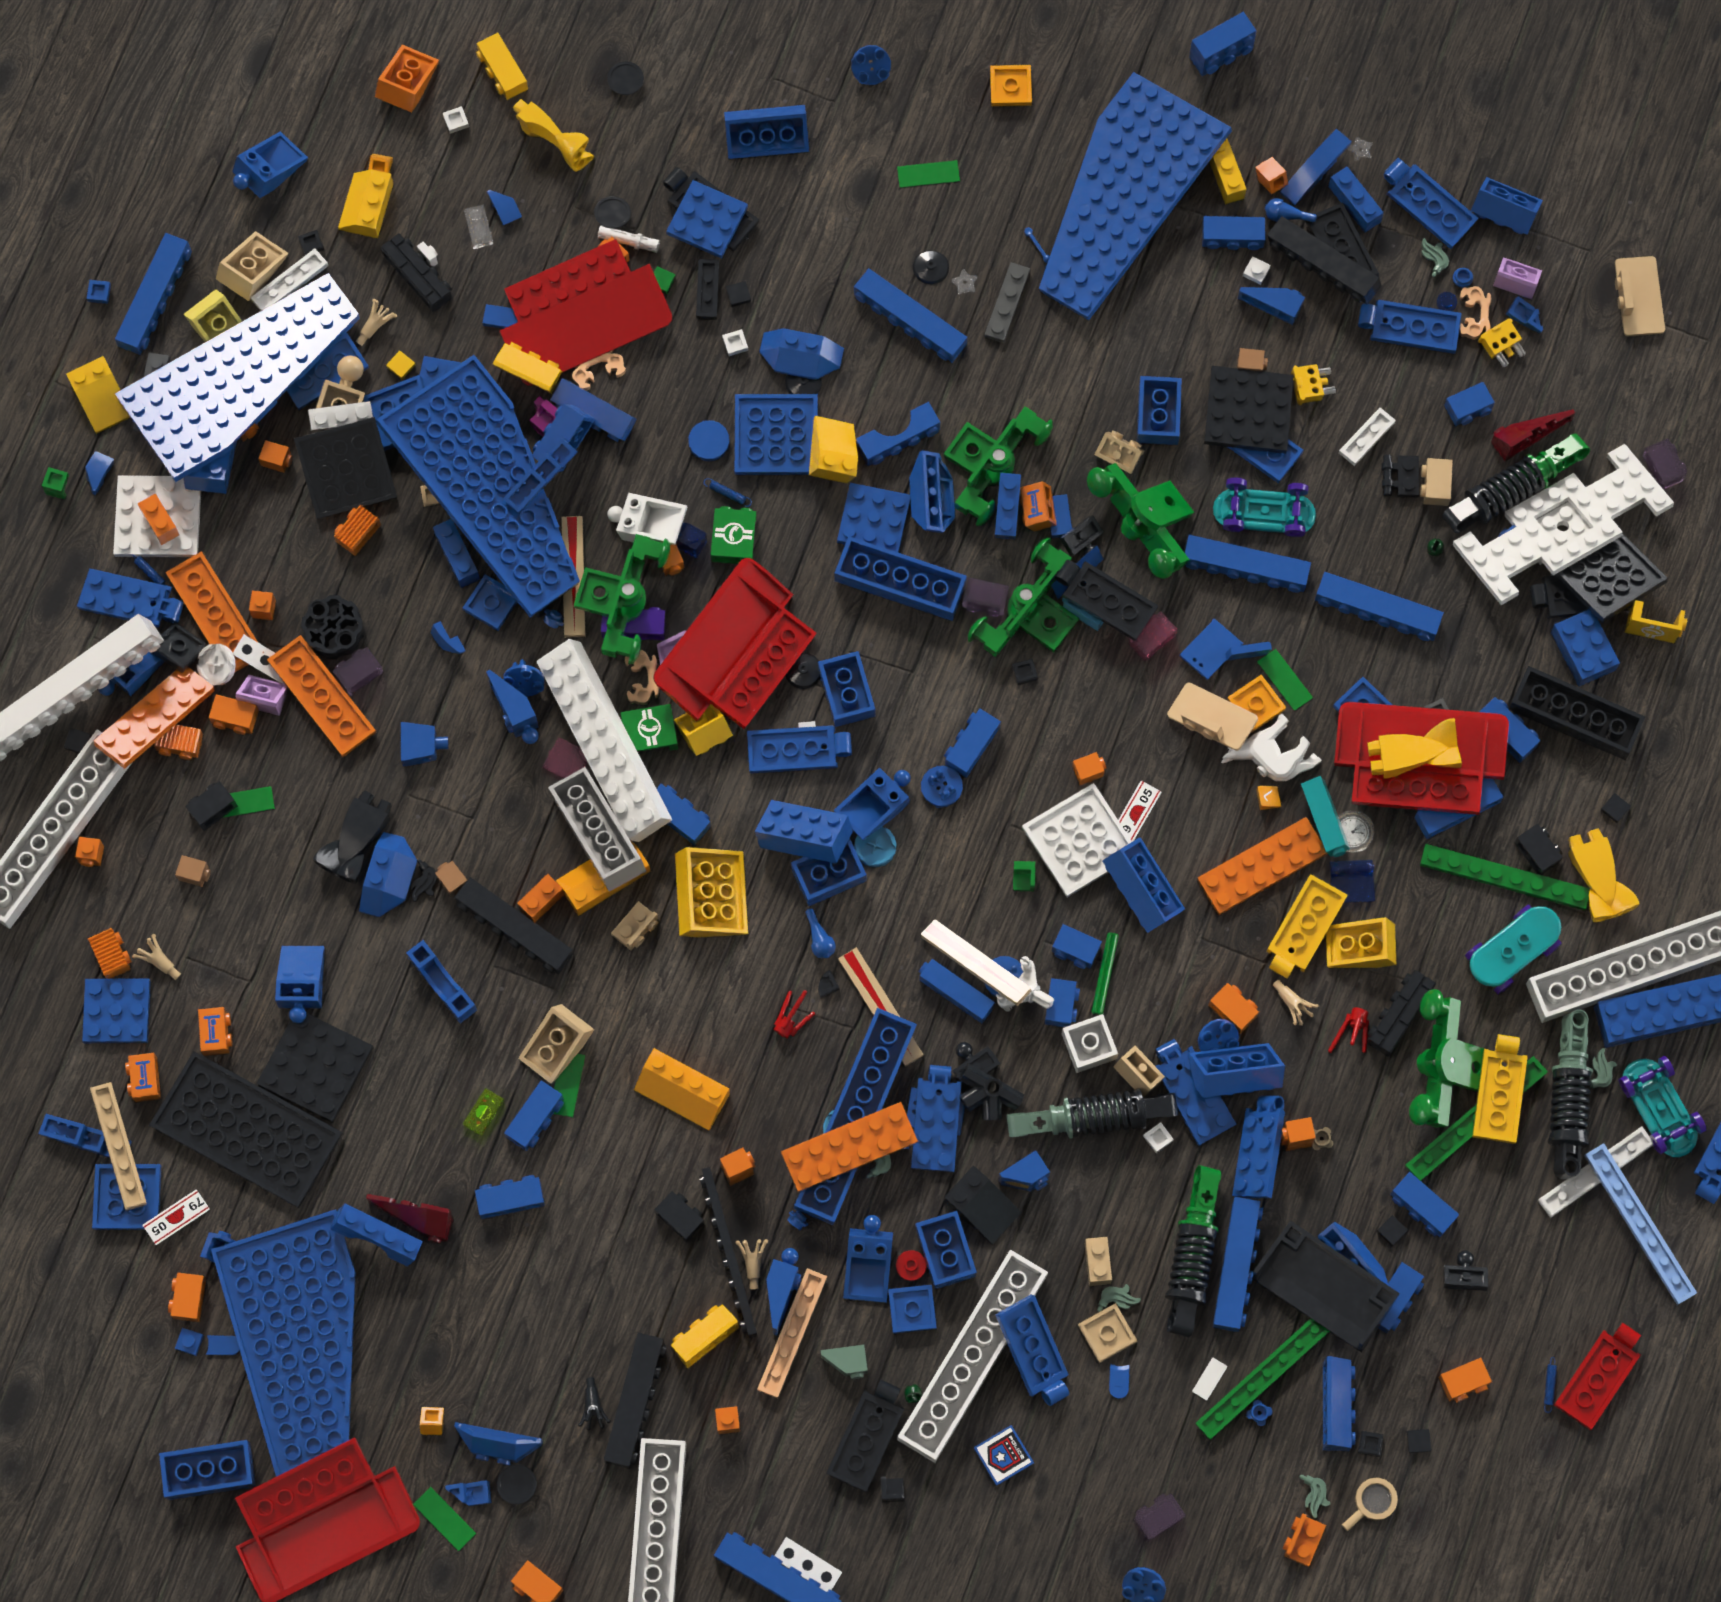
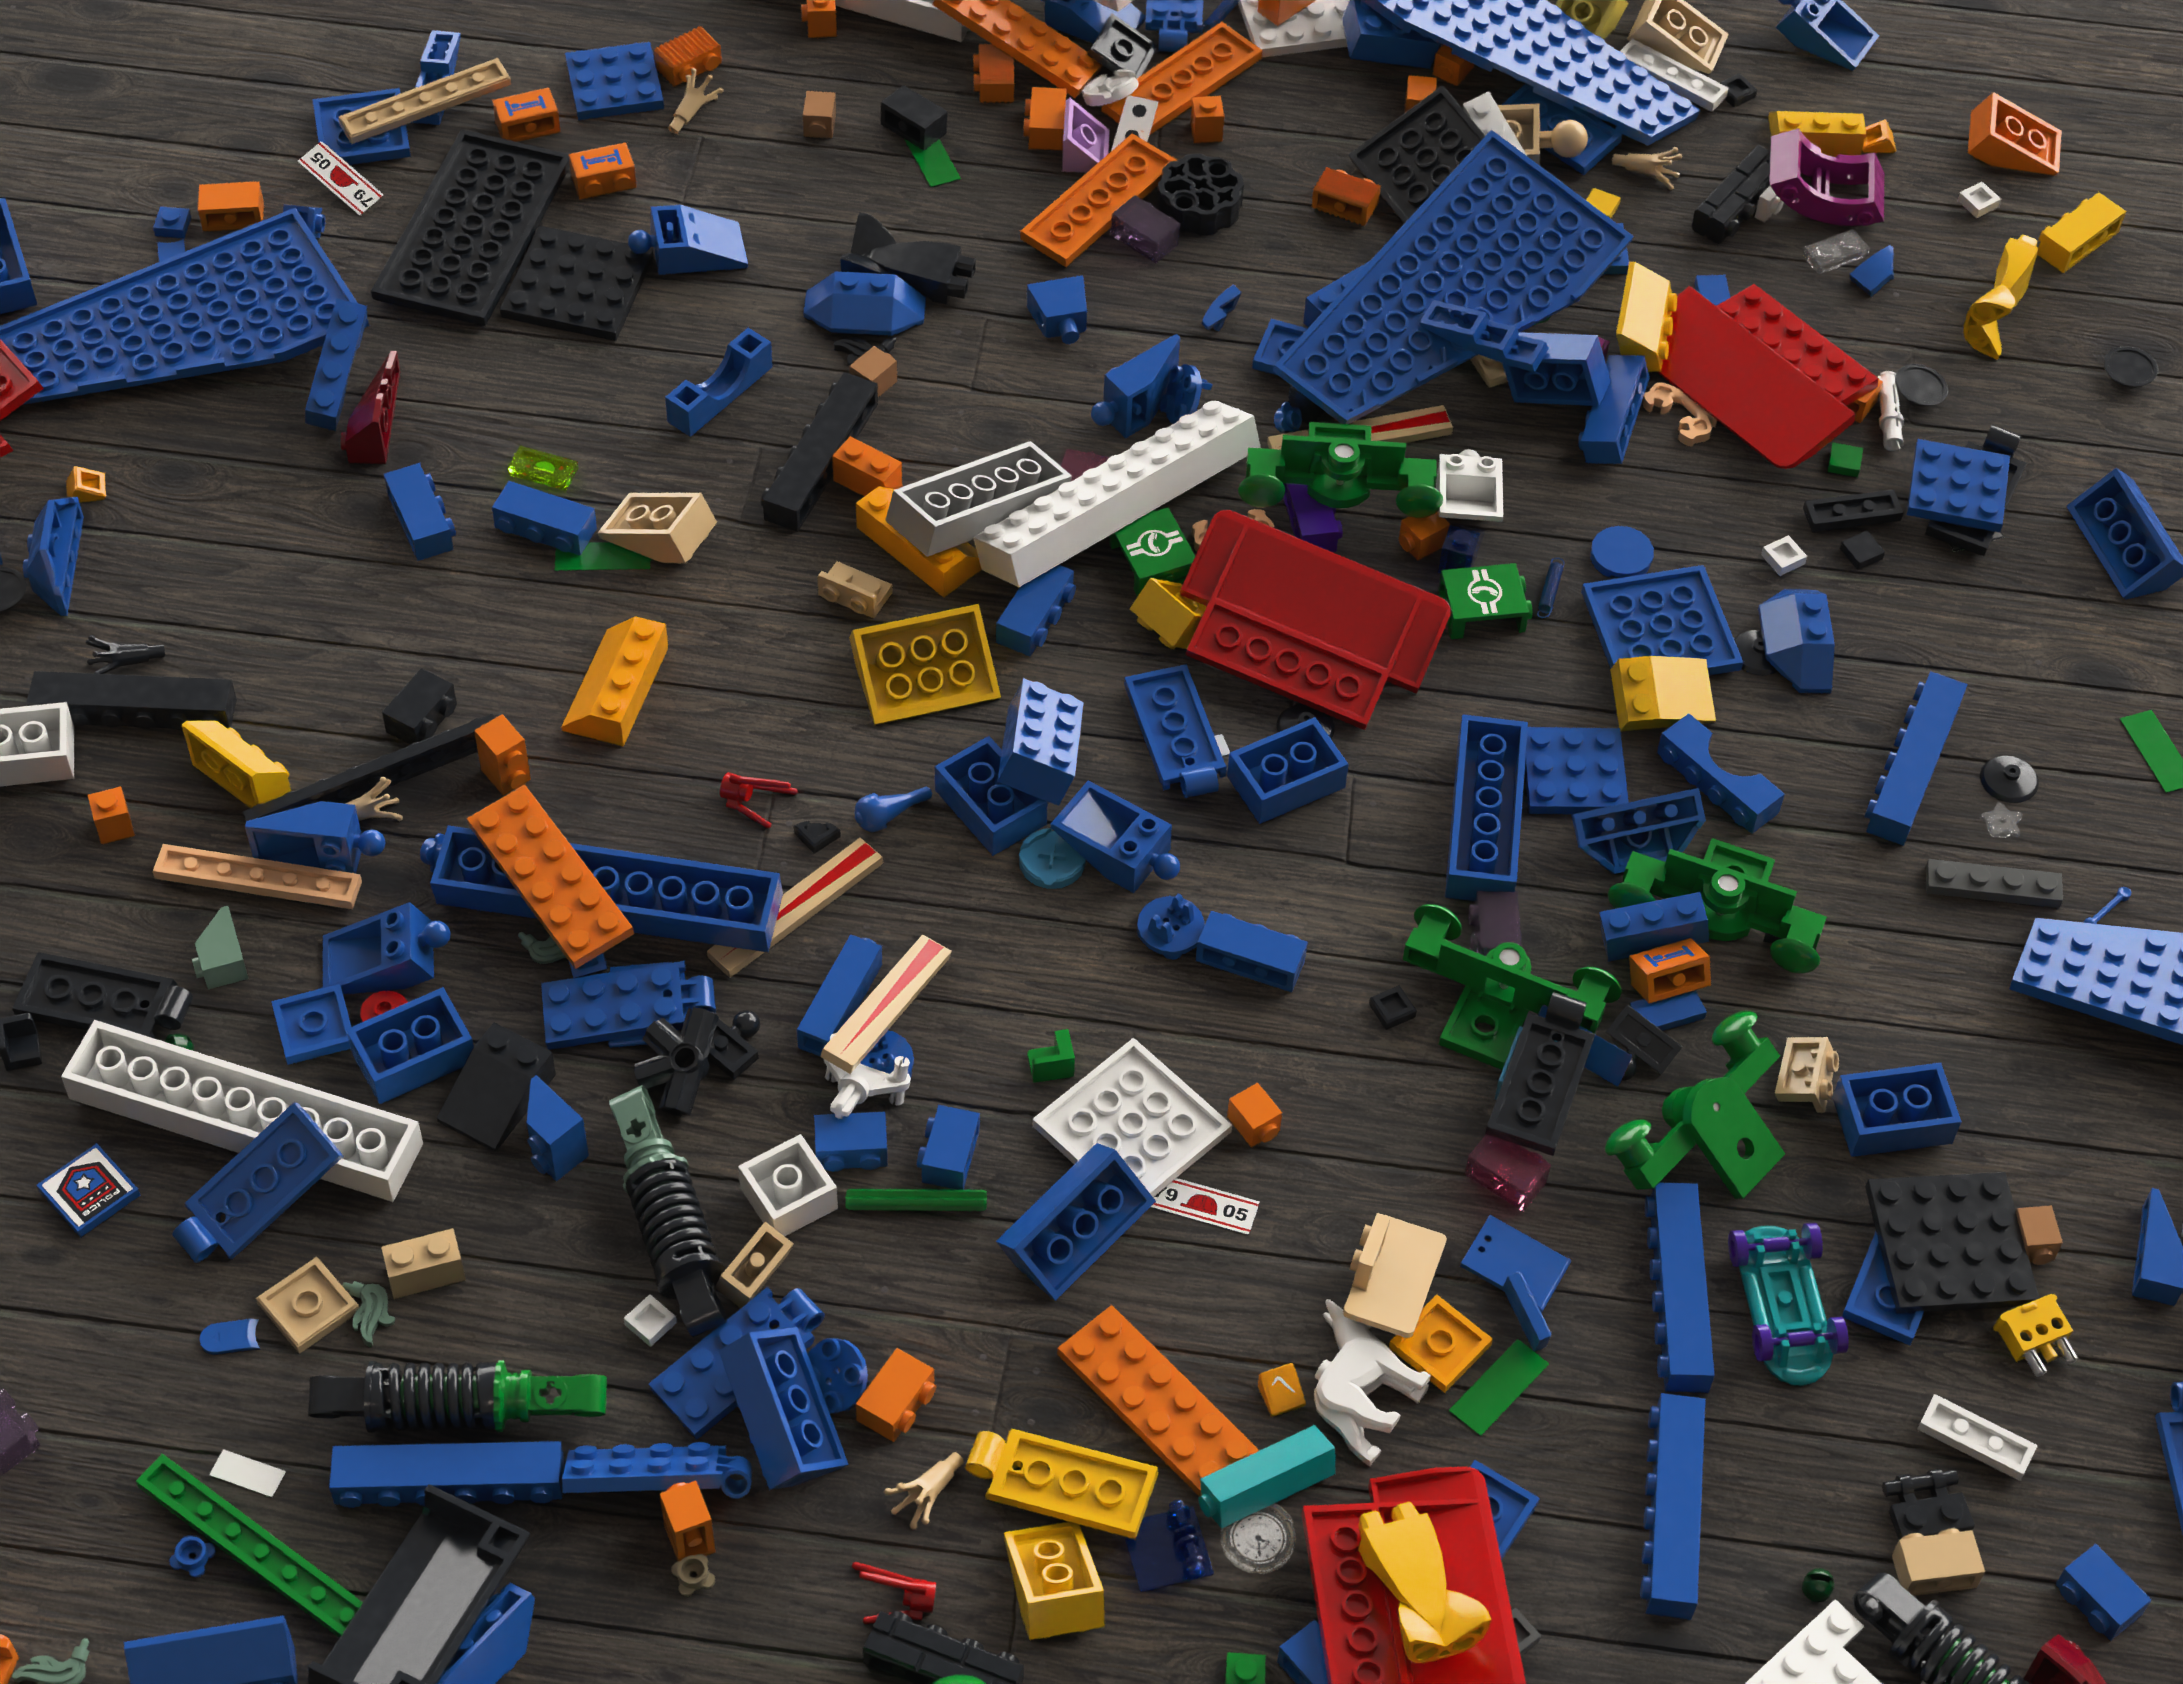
camera: 75 degrees right, 20 degrees down
(415, 235) = (1796, 154): none -> magenta window

